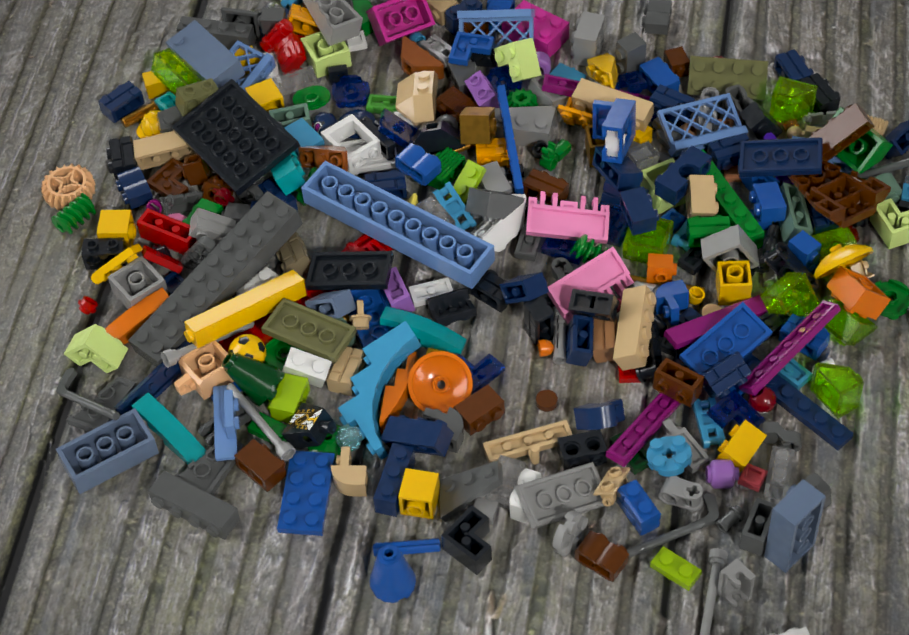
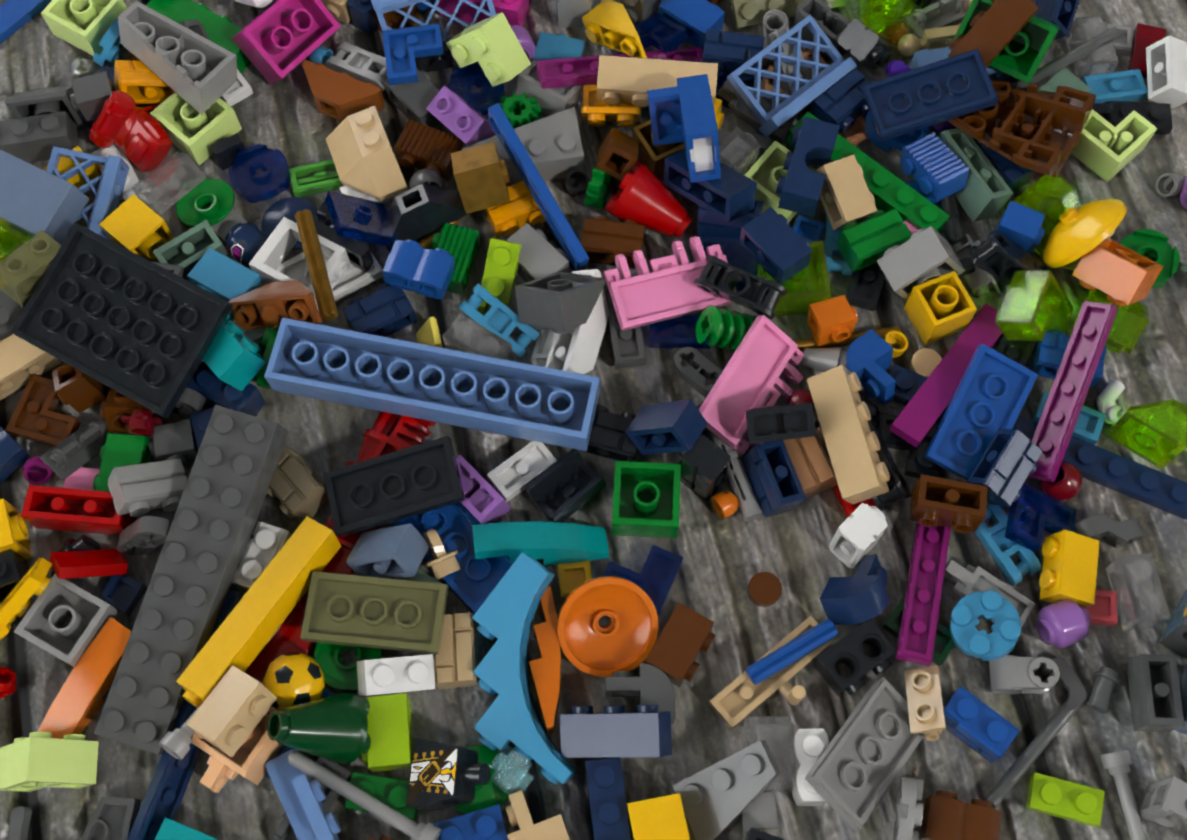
camera: 25 degrees left, 15 degrees up
(207, 346) = (232, 711): none -> tan brick
(358, 142) = (316, 265): none -> pearl gold axle
(496, 327) = (646, 499): none -> green brick
(543, 431) = (791, 652): none -> blue axle
(569, 137) = (617, 154): none -> reddish brown brick
(577, 171) = (648, 203): none -> red cone
(607, 228) = (758, 295): none -> black piece
(615, 382) = (858, 534): none -> white brick

